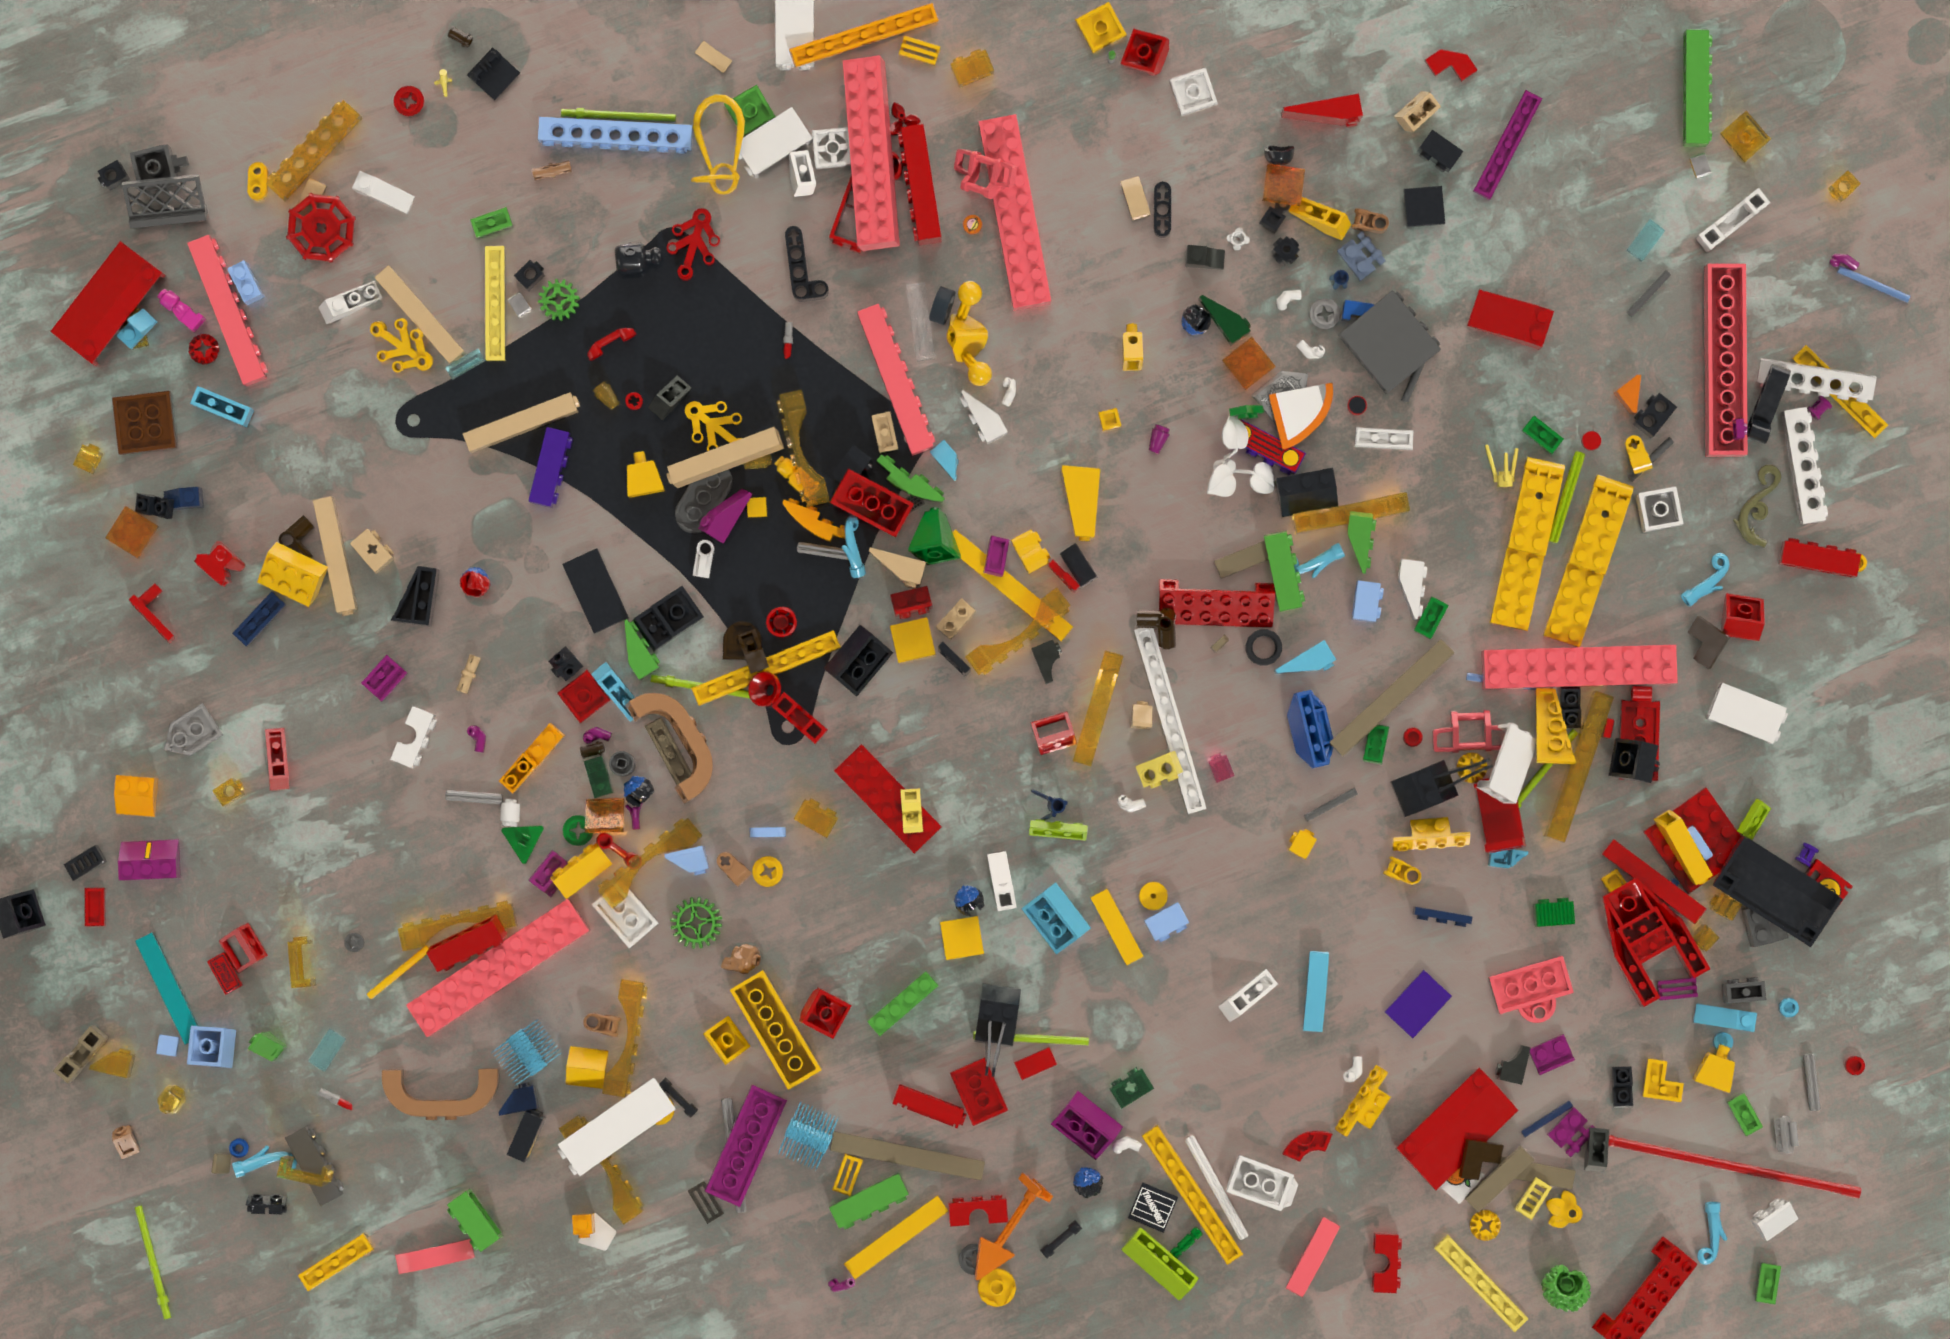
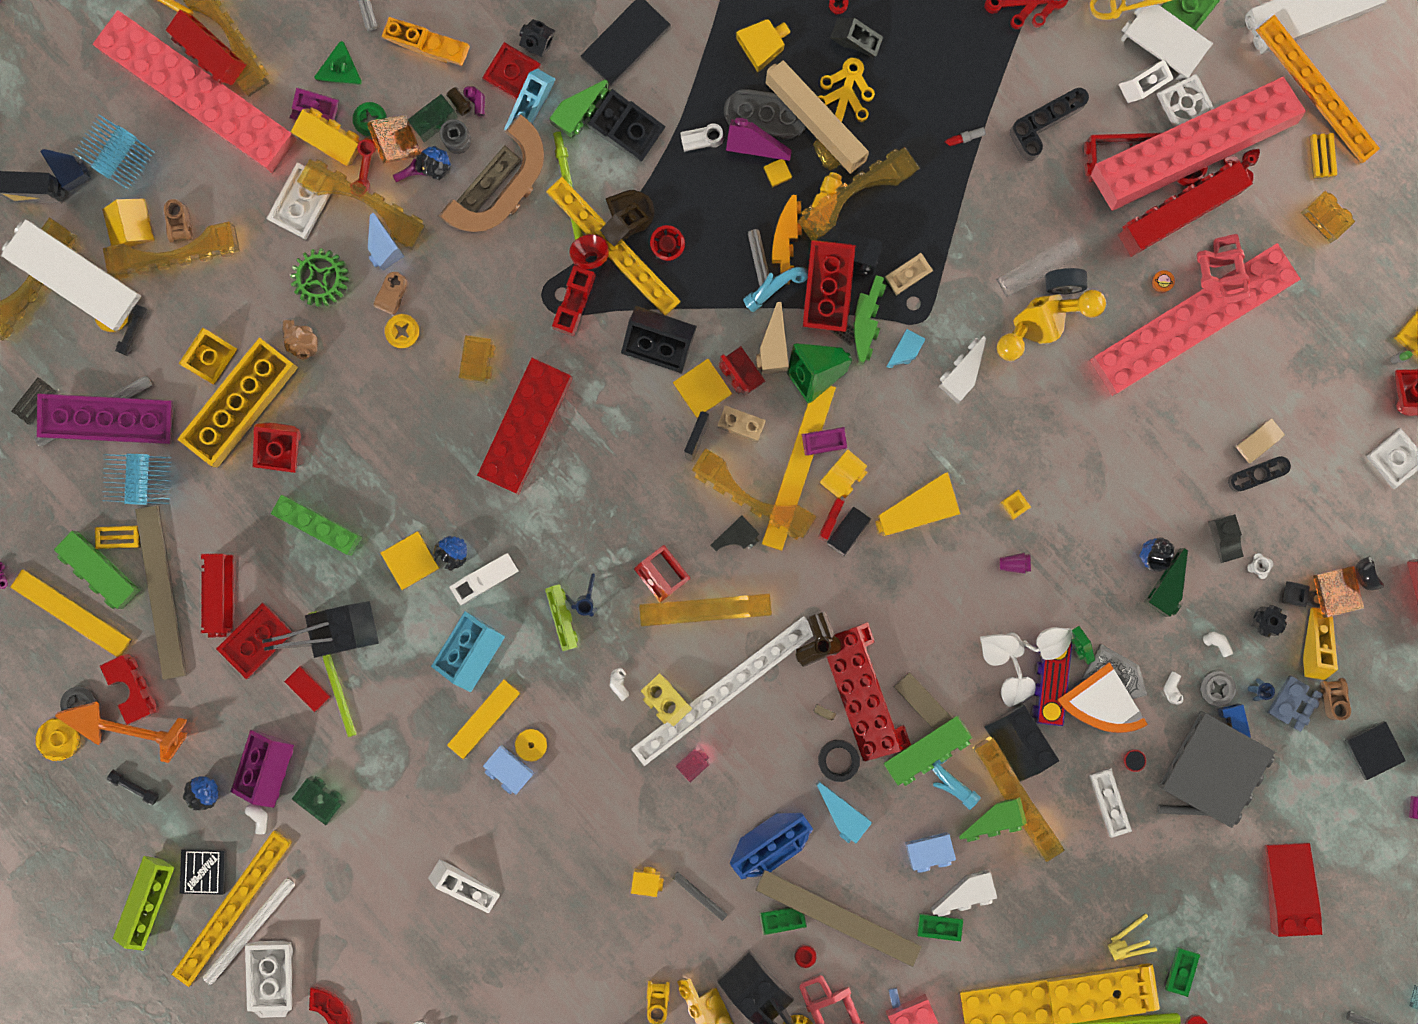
camera: 75 degrees right, 0 degrees up
(398, 1096) = (19, 52): medium nougat arch -> none
(510, 813) = (360, 42): white brick -> none
(767, 832) = (442, 315): light blue beam -> none
(895, 379) = (968, 263): coral brick -> none
(911, 810) = (519, 454): light yellow slope -> none
(1011, 391) = (1003, 389): white arm -> none
(1132, 348) = (1100, 499): yellow torso -> none
(1141, 715) = (715, 659): tan slope -> none
(1186, 1242) = (178, 921): green axle -> none
(1248, 363) = (1133, 628): clear orange tile -> none
(1316, 991) = (495, 957): medium azure slope -> none

